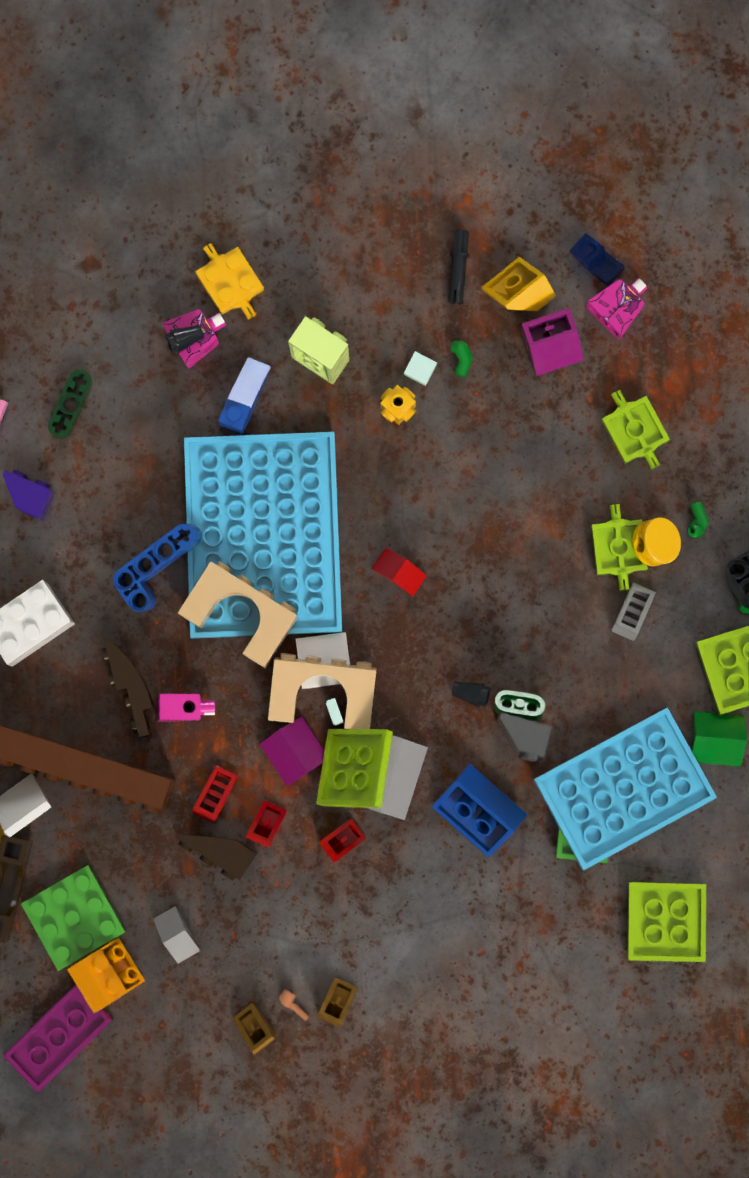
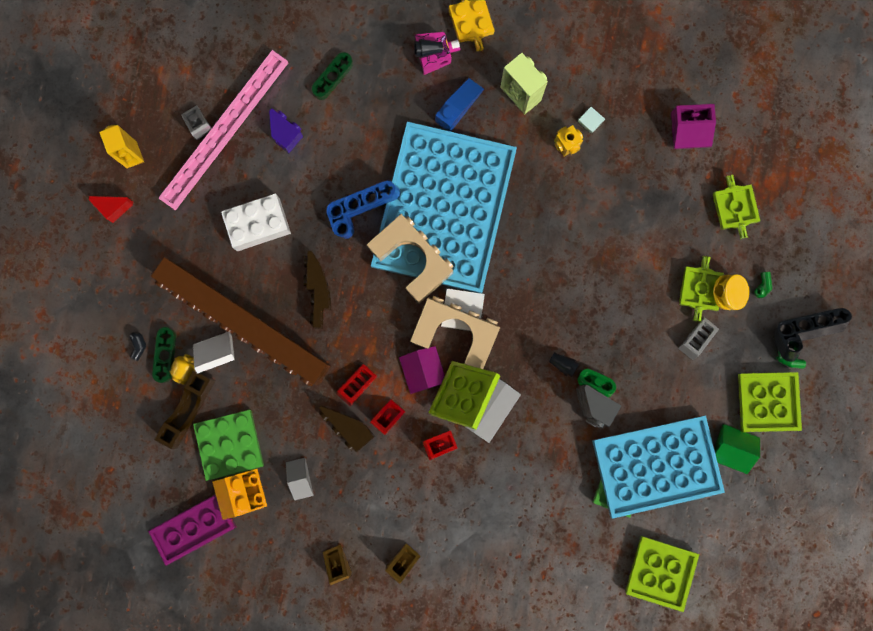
camera: 15 degrees right, 0 degrees up
(171, 707) = (342, 314): dark pink torso -> none
(287, 998) = (366, 550): nougat hand -> none
(334, 712) = (460, 349): light aqua tile -> none
(399, 571) = (535, 261): red slope -> none
(458, 268) = (639, 55): black axle -> none
(464, 355) = (626, 121): green arm -> none
(479, 810) = (546, 452): blue slope -> none
(520, 287) = (681, 81): yellow slope -> none
(596, 259) = (740, 78): clear blue slope -> none
(618, 306) = (747, 114): dark pink torso -> none

